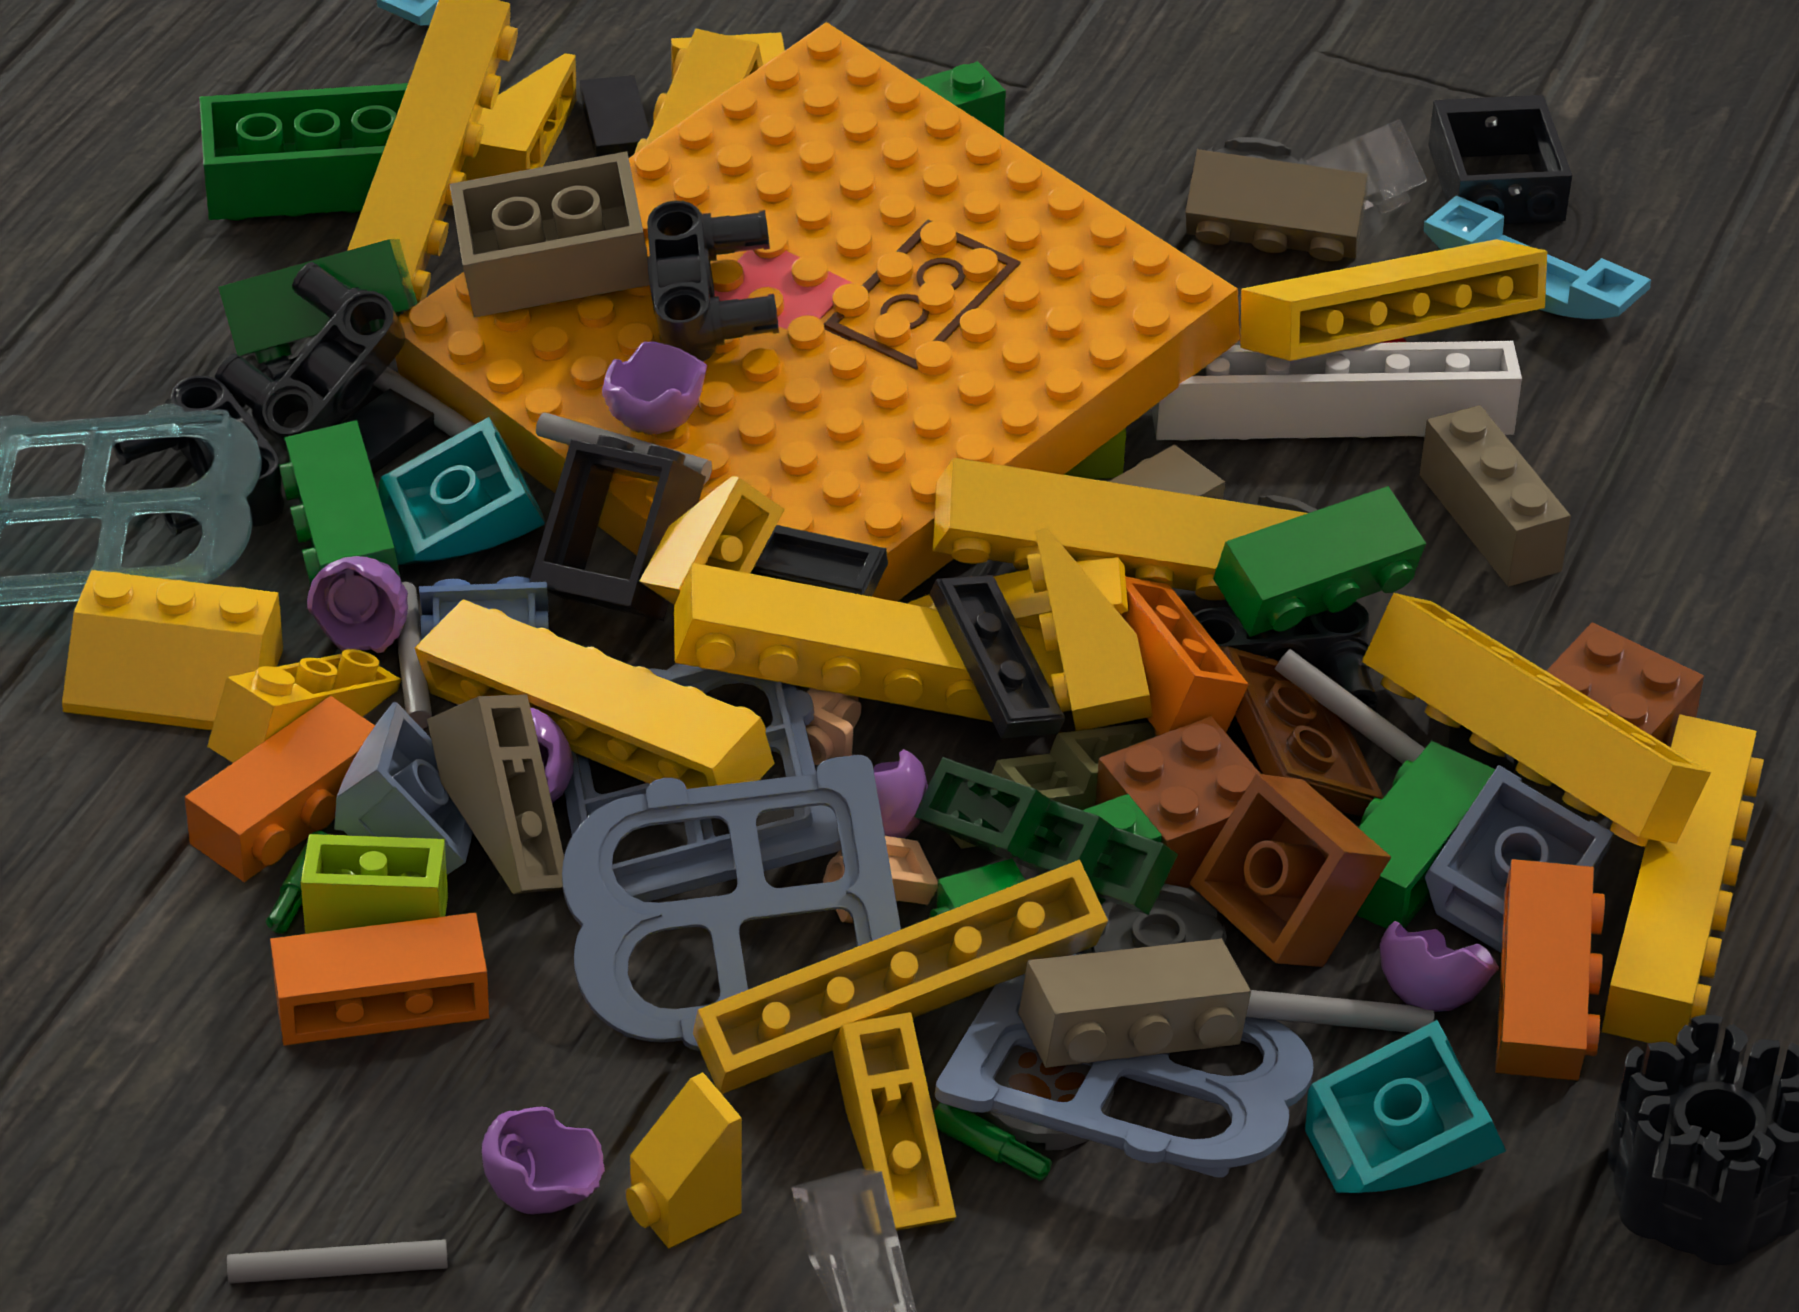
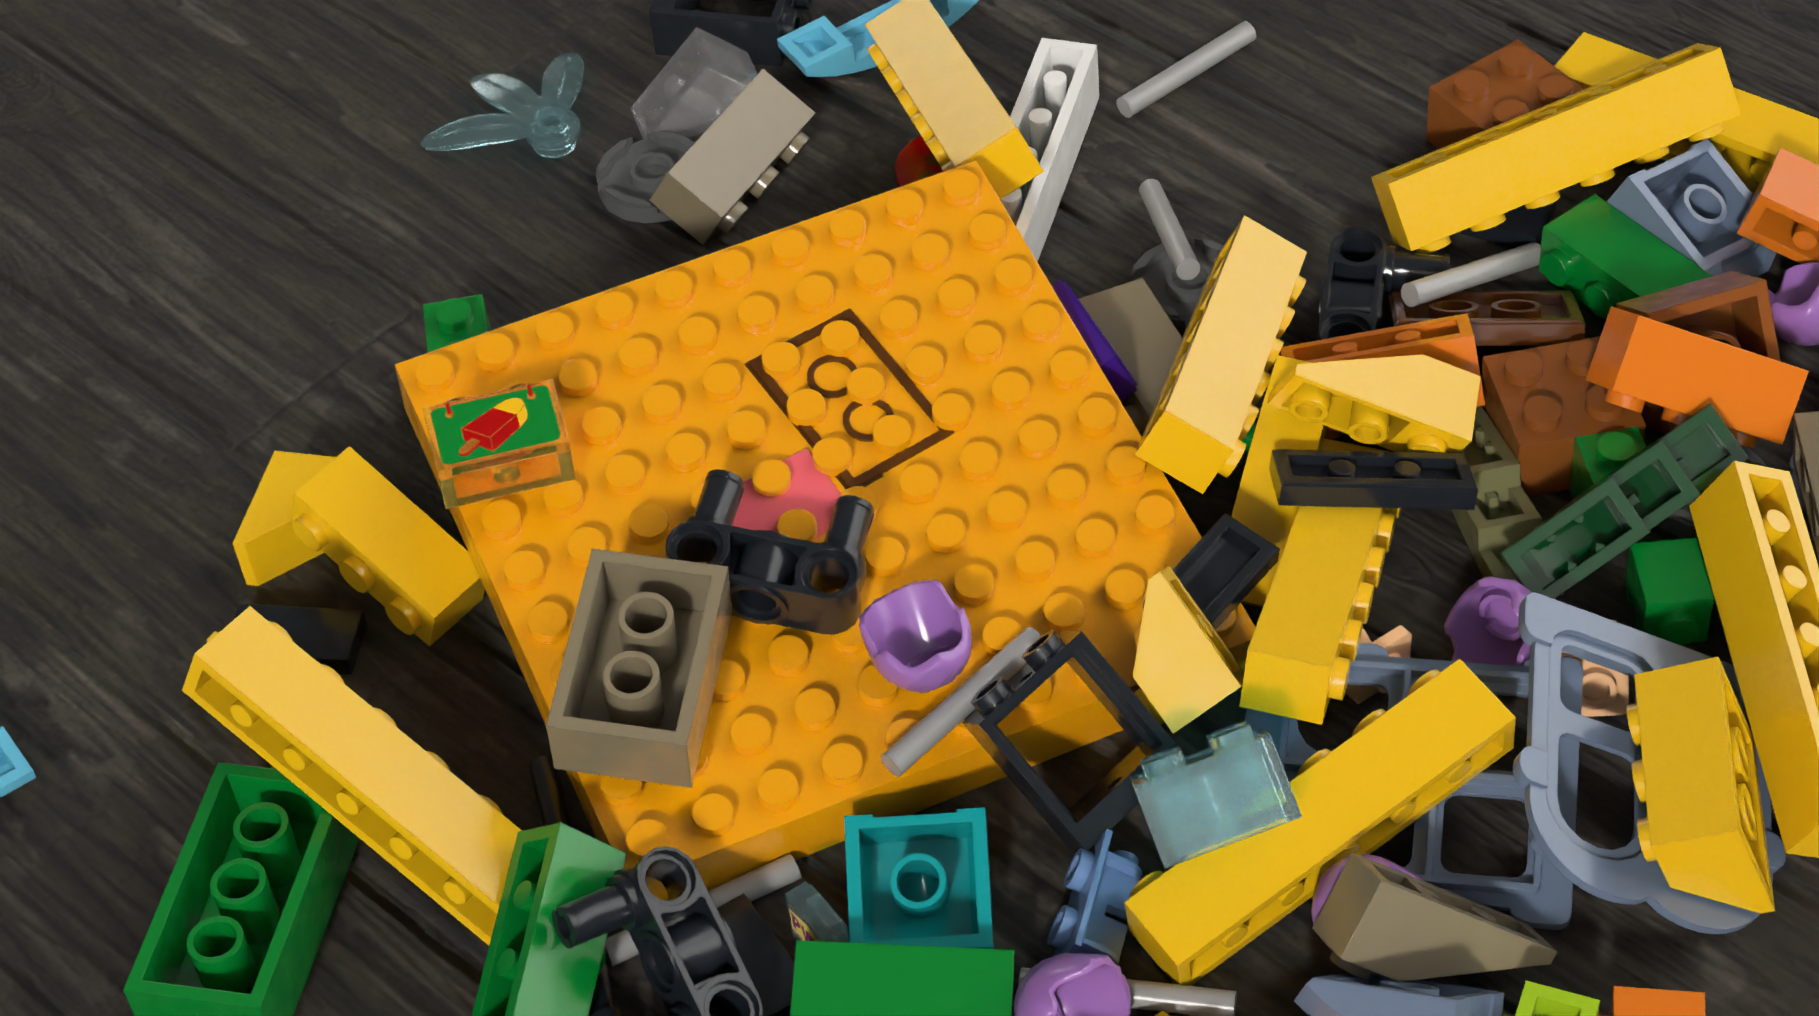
camera: 65 degrees left, 5 degrees up
(403, 445) = (813, 917): none -> clear light blue tile
(558, 596) = (1214, 793): none -> clear light blue slope
(703, 929) = (1700, 785): none -> yellow slope
(746, 89) = (499, 443): none -> brick
(1106, 442) = (1103, 352): none -> dark purple tile
(1224, 847) = (1687, 371): none -> orange brick
(1283, 91) = (540, 119): none -> clear light blue plant
(1317, 499) = (1169, 229): none -> light grey bar
(1319, 561) = (1320, 226): green brick -> none
(1494, 495) = (1202, 119): dark tan brick -> none
(1600, 489) = (1186, 69): none -> light grey bar

